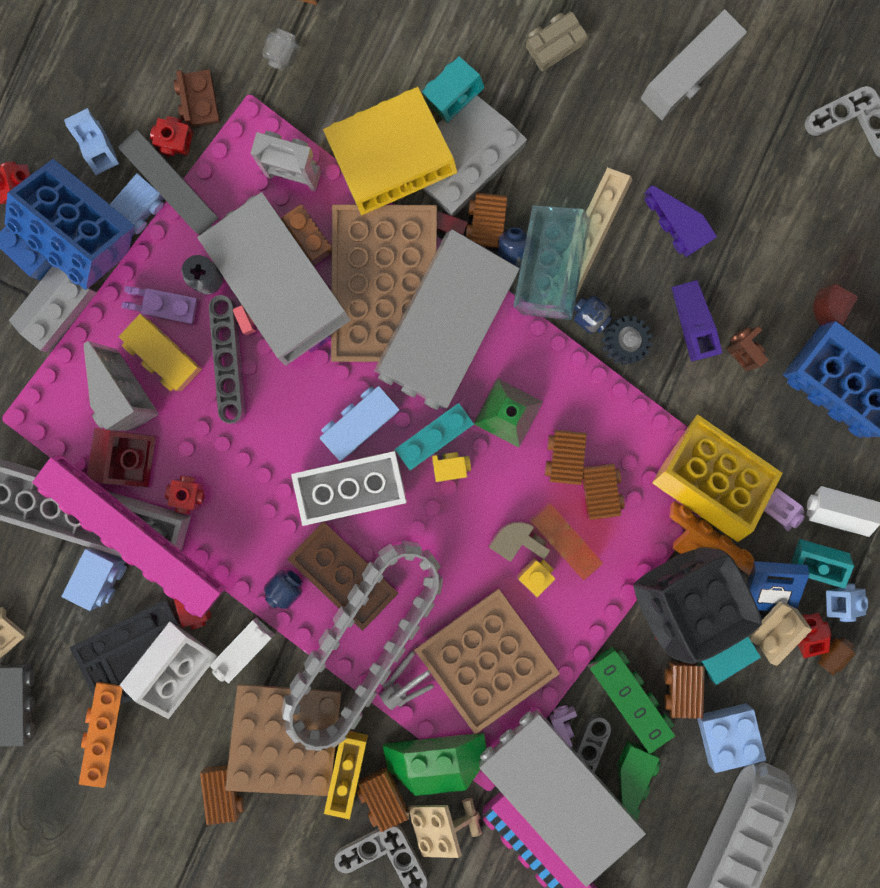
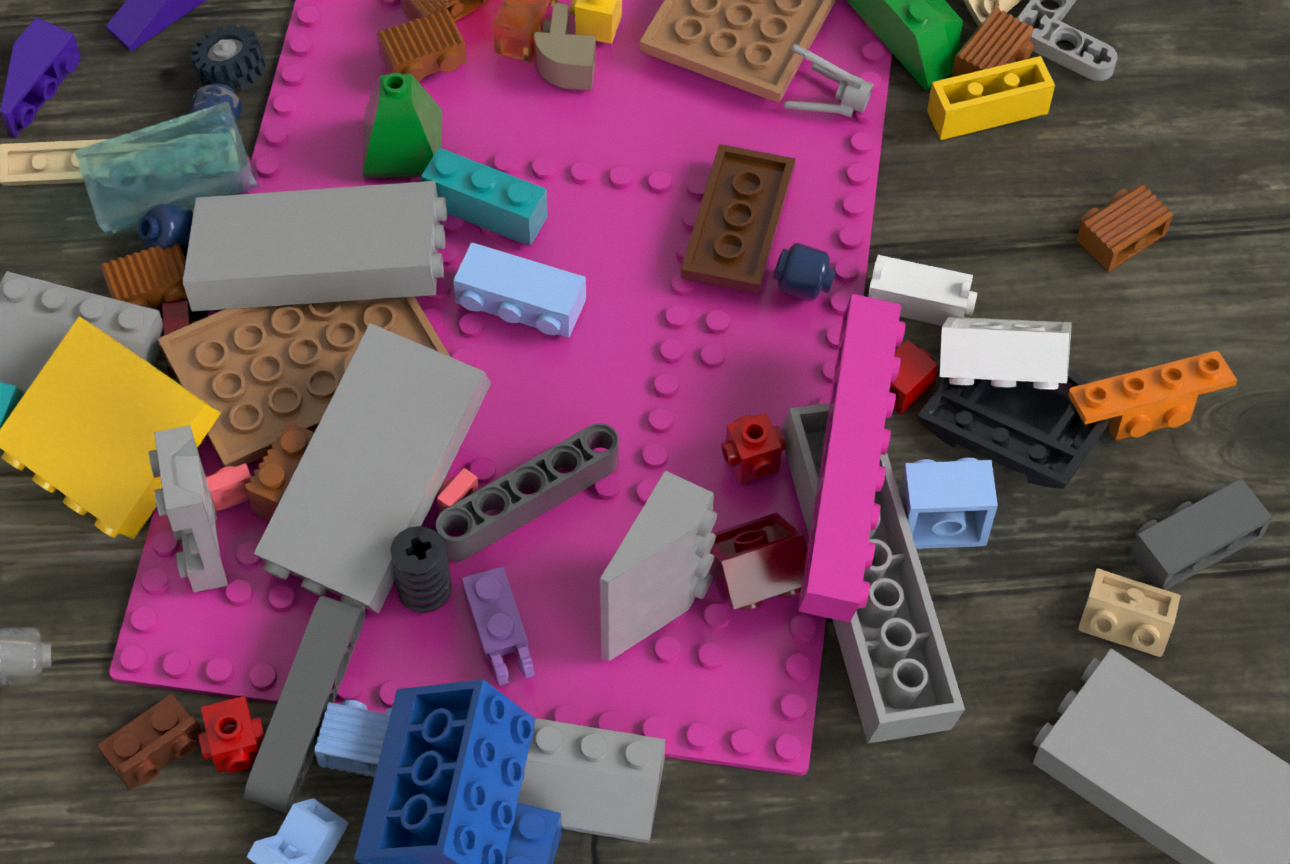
camera: 120 degrees left, 30 degrees down
(159, 353) = (571, 583): yellow brick -> none
(265, 755) = (1001, 187): medium nougat plate -> none
(319, 202) = (228, 486): none -> coral plate
(349, 488) = (620, 253): white brick -> none
(381, 669) = (811, 106): light grey piece -> none
(451, 466) = (516, 157): yellow brick -> none

